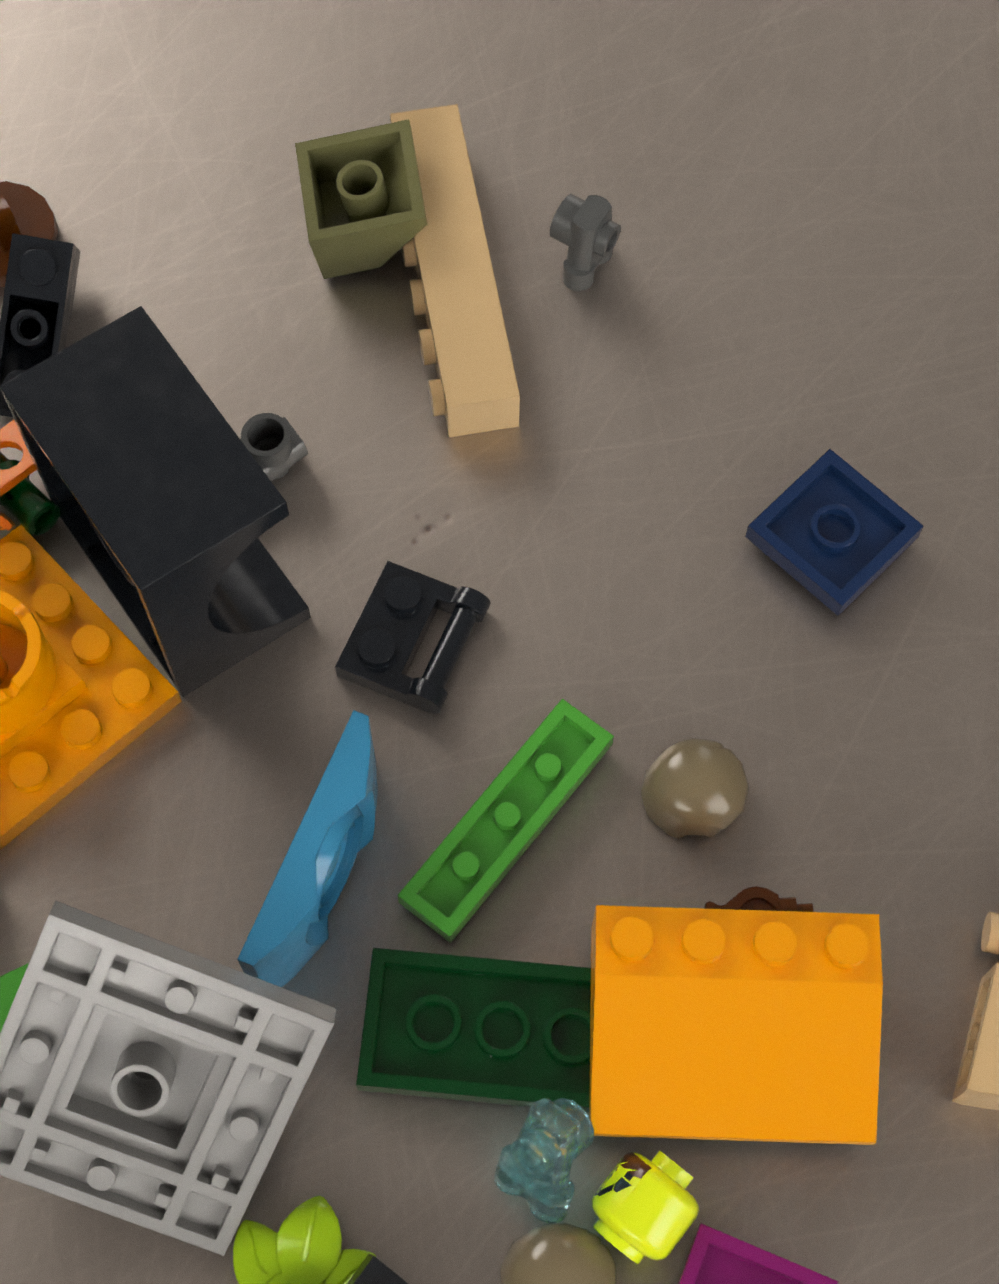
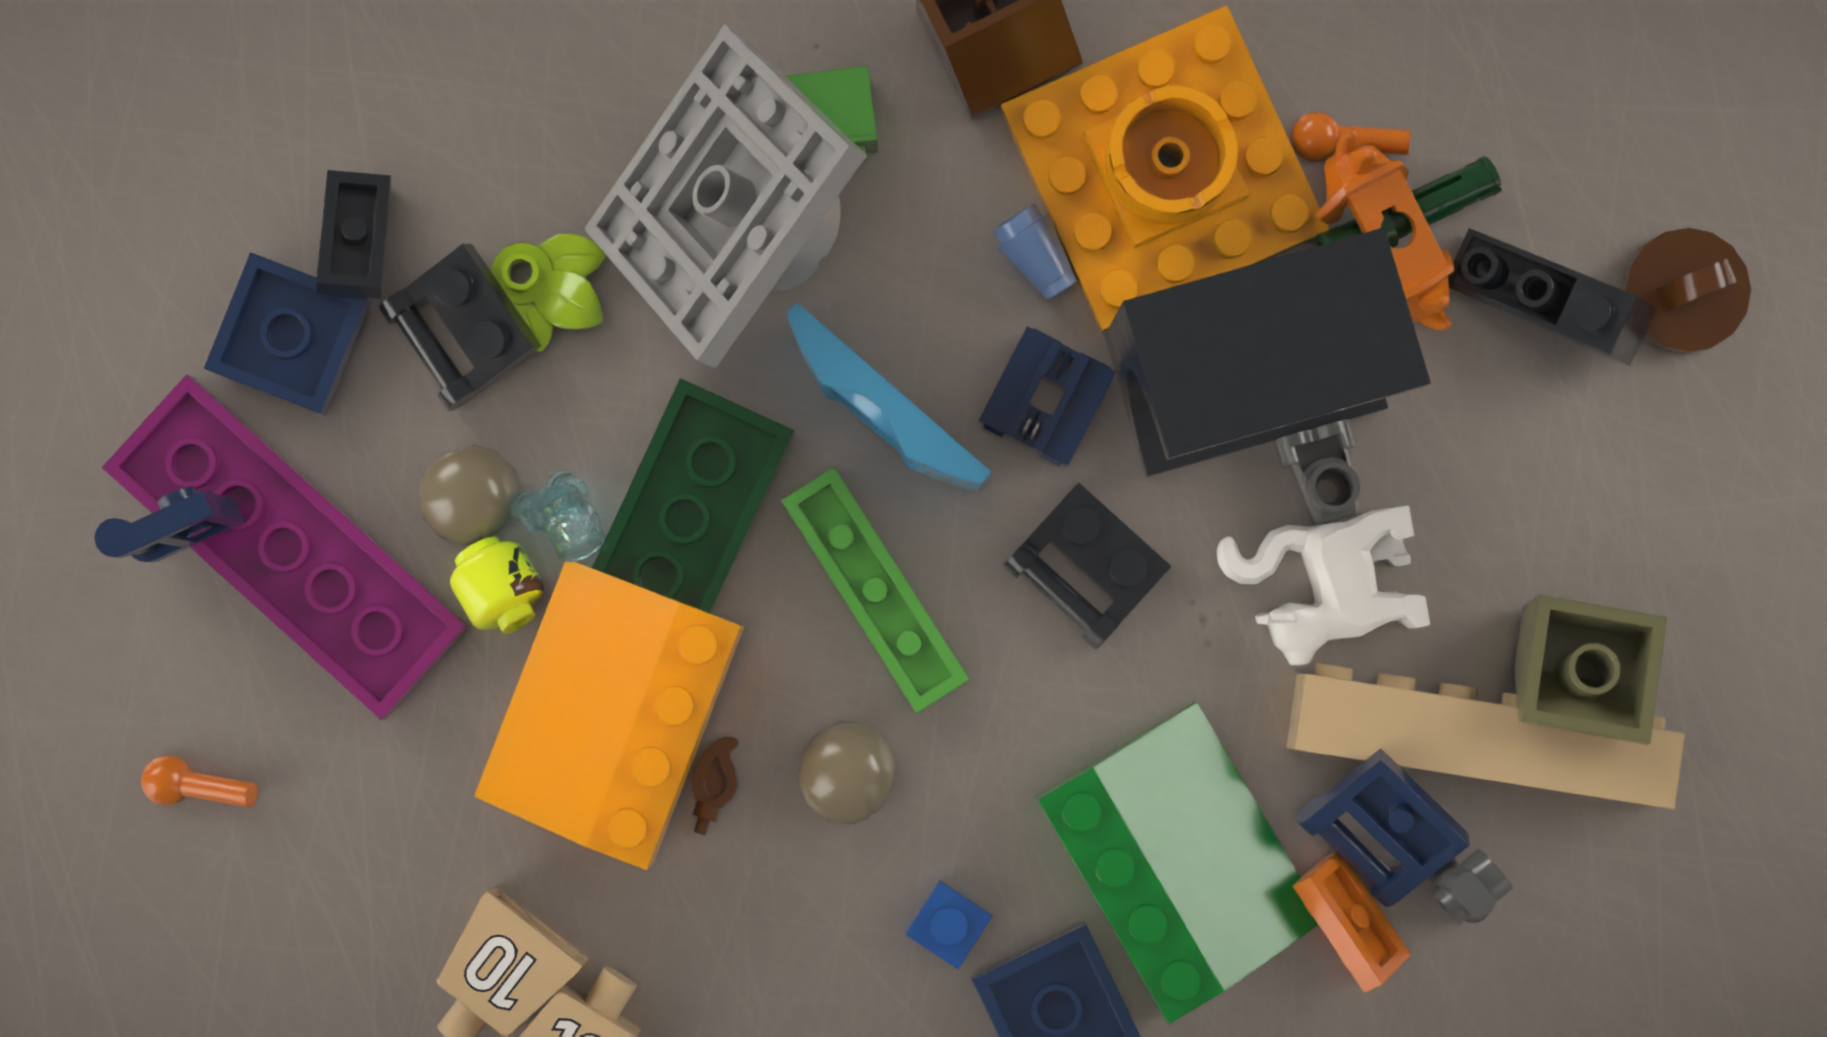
camera: 110 degrees right, 20 degrees up
(113, 779) = (1036, 250): none -> medium blue cone
(245, 692) = (1046, 434): none -> dark blue piece
(348, 415) = (1341, 576): none -> white animal
(544, 305) = (1397, 816): none -> dark blue plate
(651, 320) = (1352, 921): none -> orange plate
(660, 475) = (1179, 861): none -> slope
(798, 651) = (948, 924): none -> blue plate

